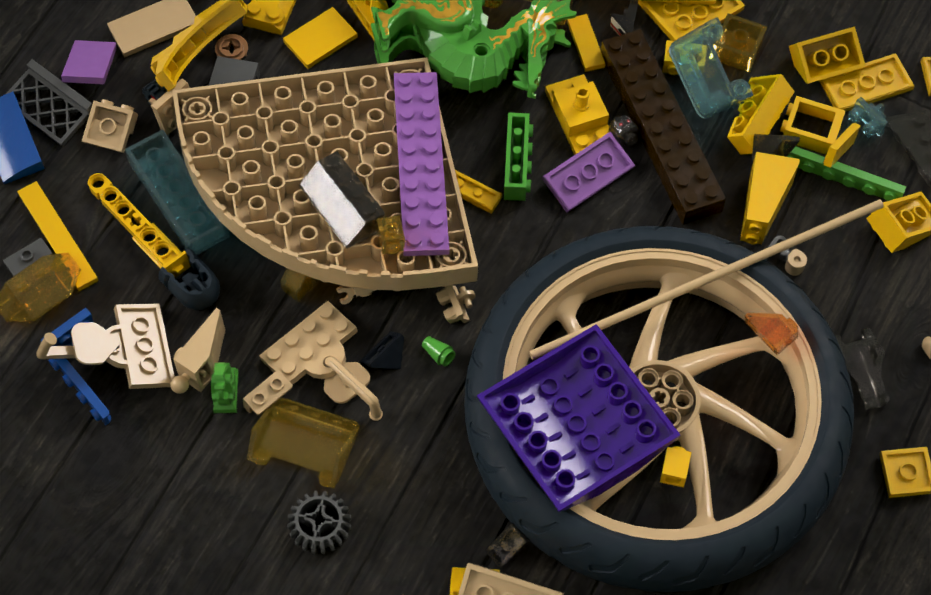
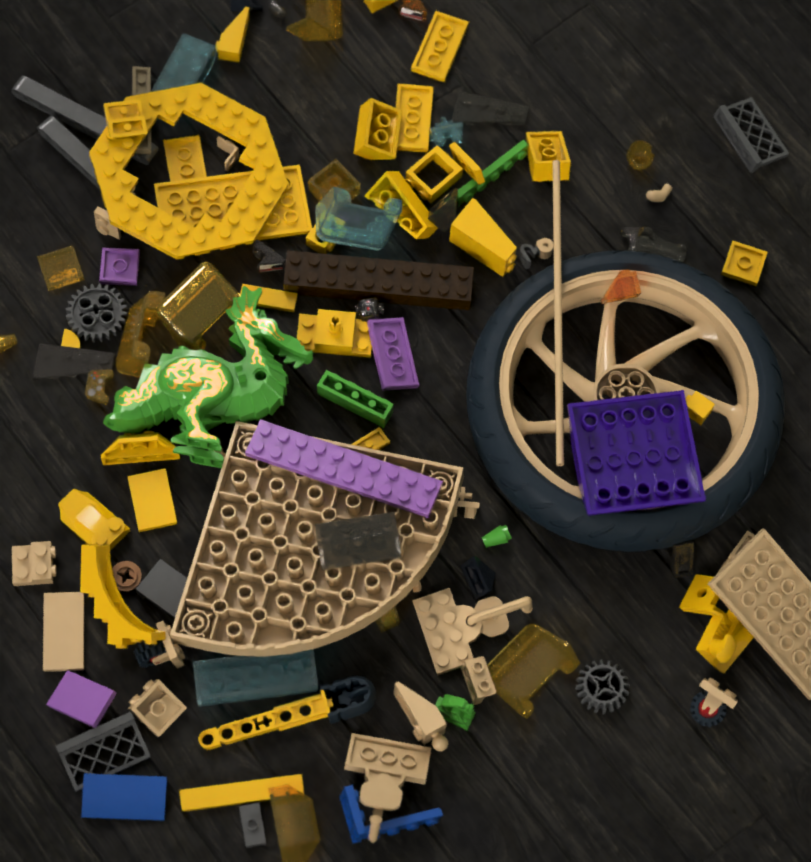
camera: 70 degrees left, 5 degrees up
(390, 234) = (412, 517): clear yellow brick -> none

